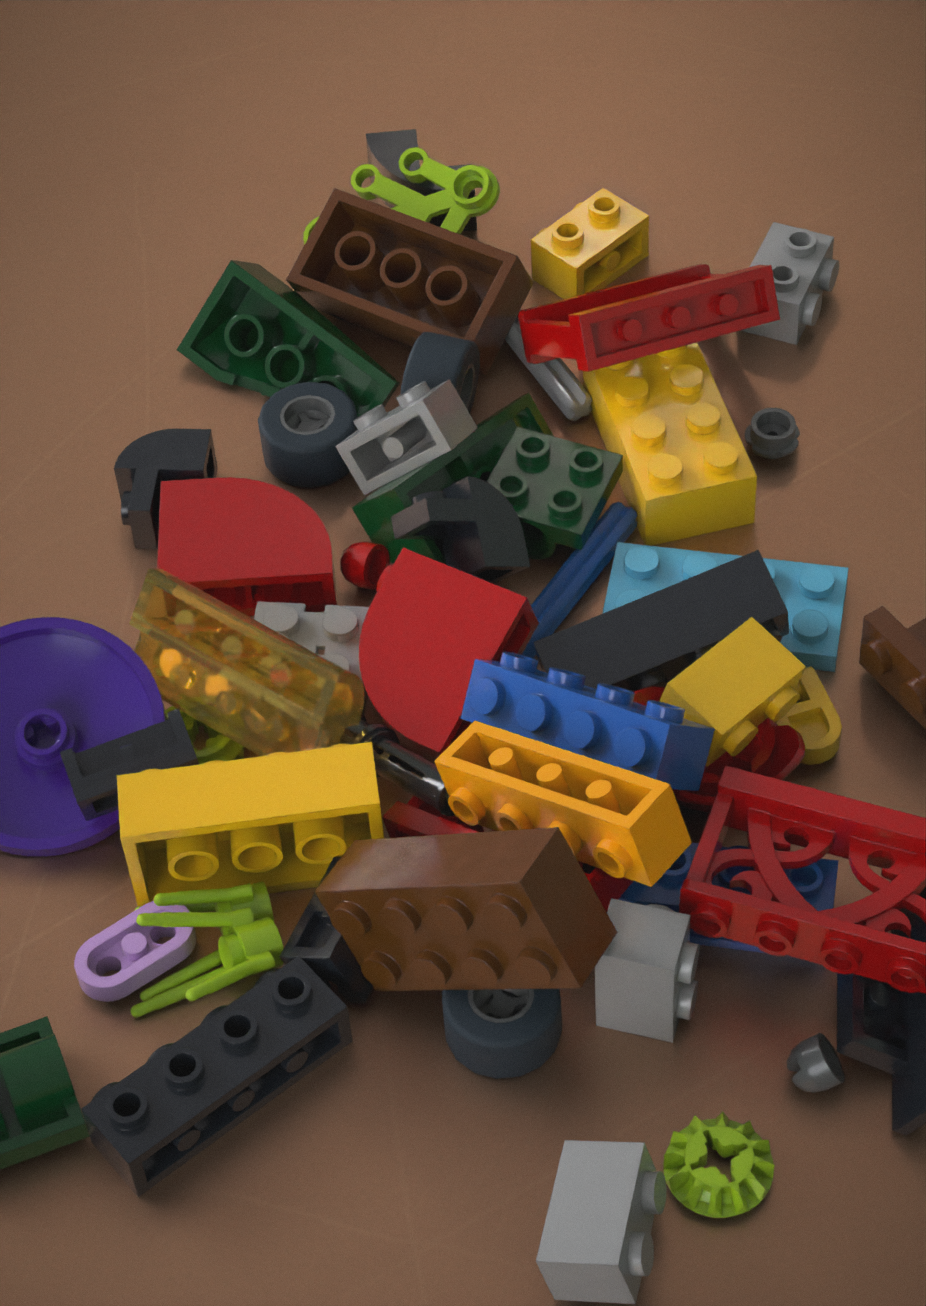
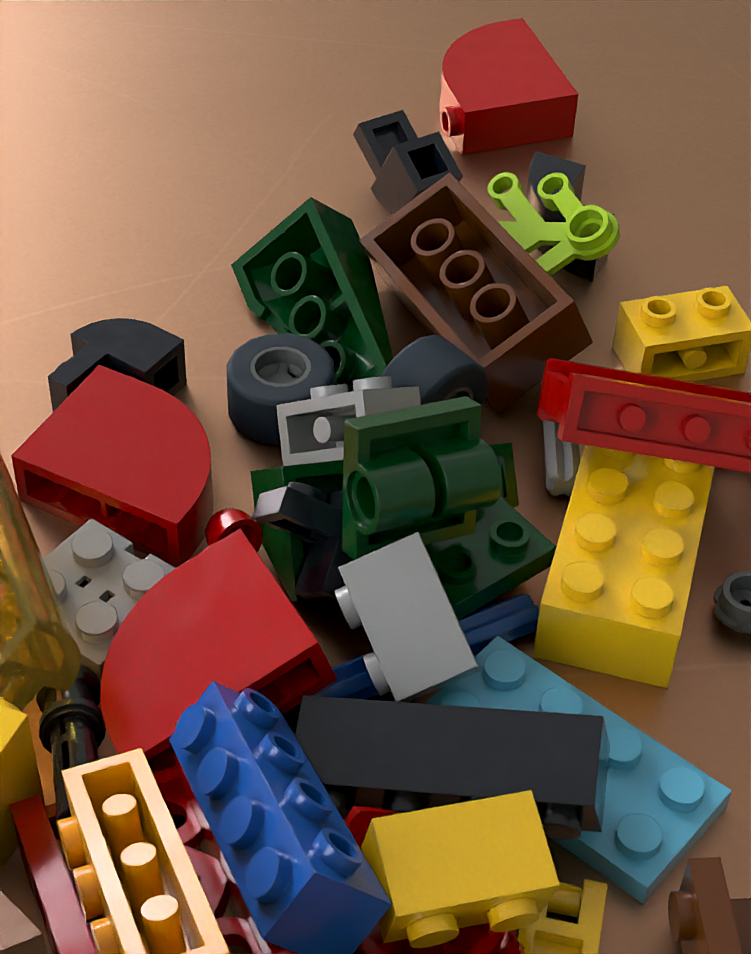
camera: 25 degrees right, 5 degrees down
(263, 201) = (401, 160): none -> black brick
(282, 83) = (503, 90): none -> red brick
(516, 446) = (415, 474): none -> dark green plate
(566, 556) = (406, 620): none -> light grey brick

